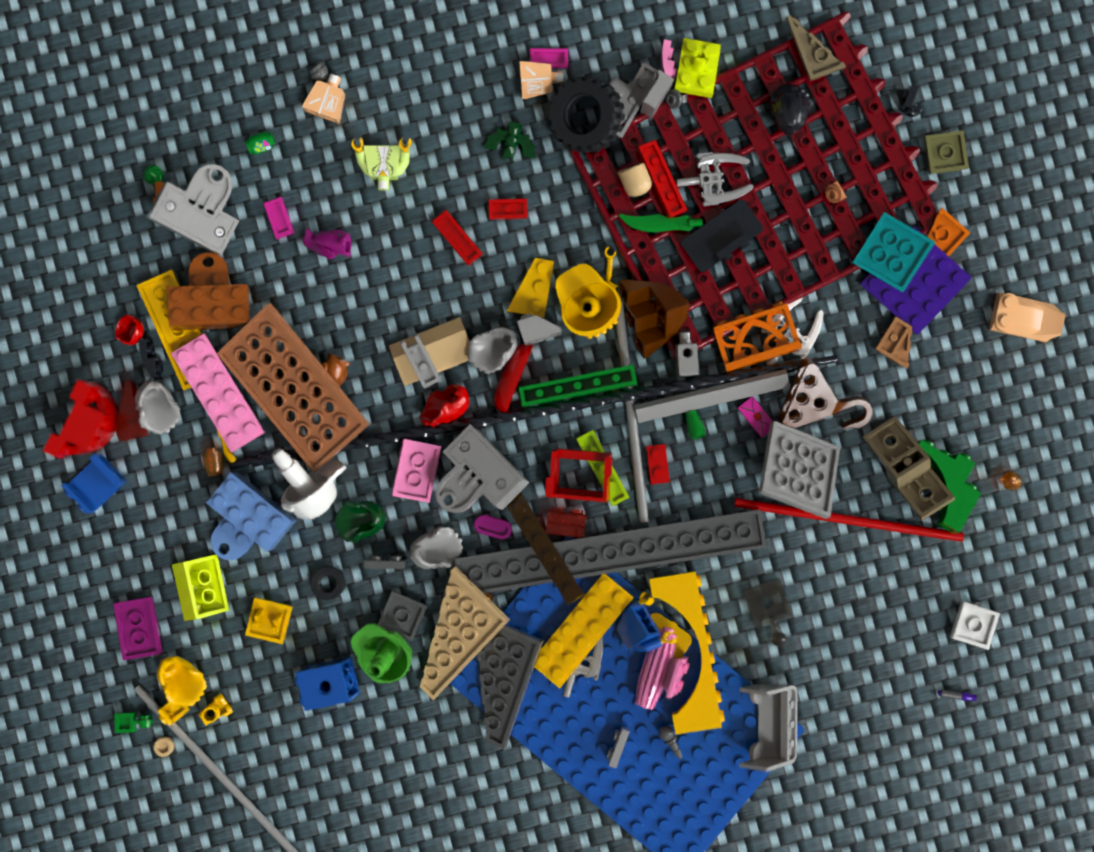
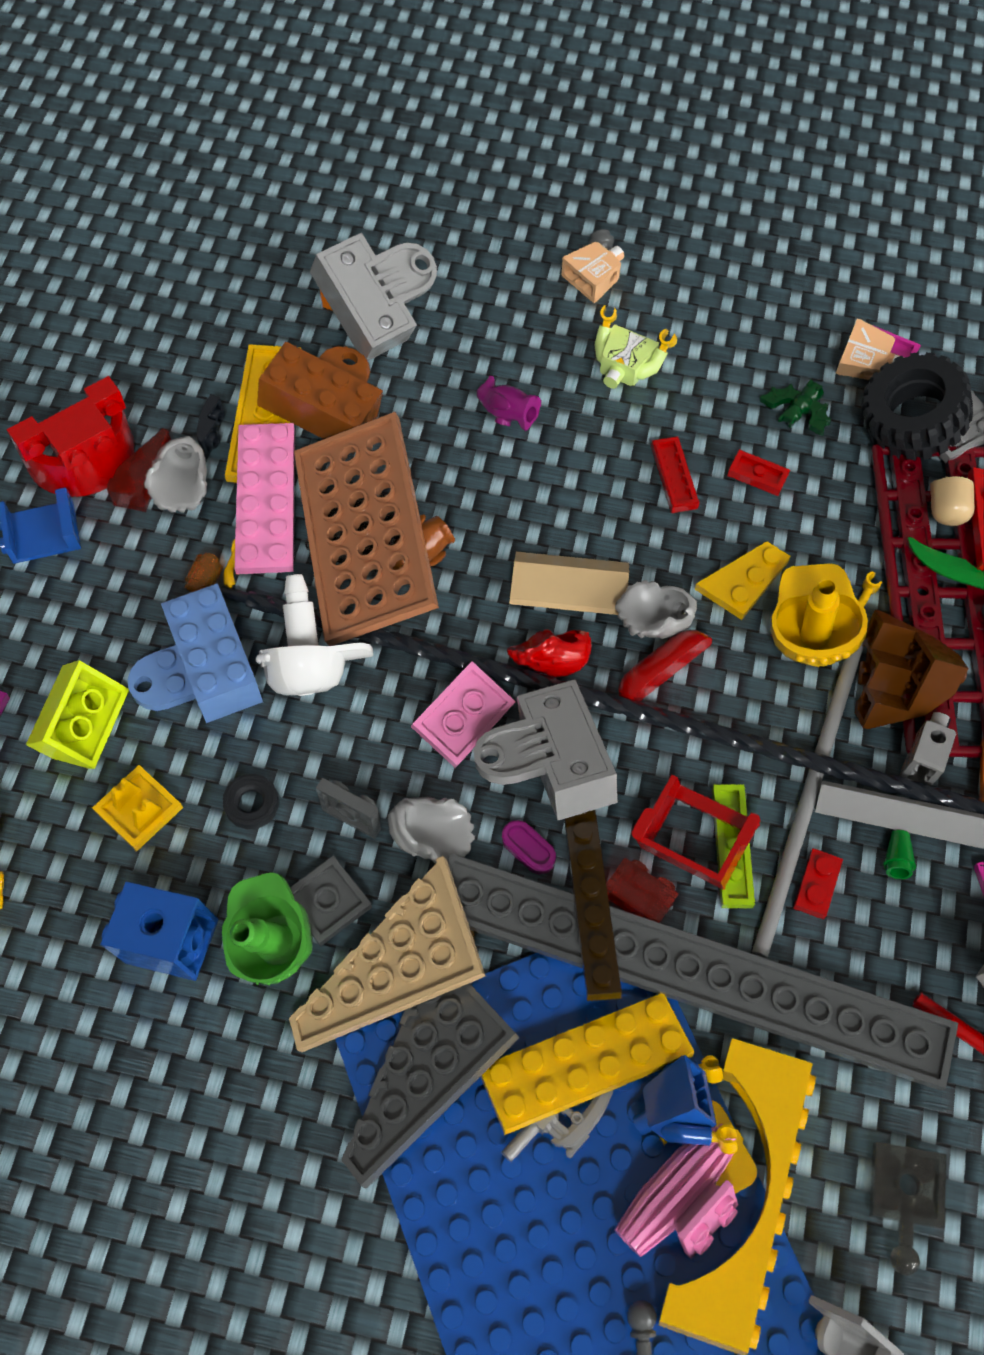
camera: 25 degrees right, 25 degrees down
(129, 330) = (206, 382): red hair -> none
(260, 142) = (490, 275): green brick -> none
(279, 218) = (463, 359): dark pink tile -> none
(359, 520) = (348, 736): dark green piece -> none
(421, 362) = (550, 581): light grey hinge -> none
(537, 329) = (732, 617): light grey slope -> none
(578, 386) = (756, 712): green brick -> none
(613, 754) = (536, 1302): light grey plate -> none

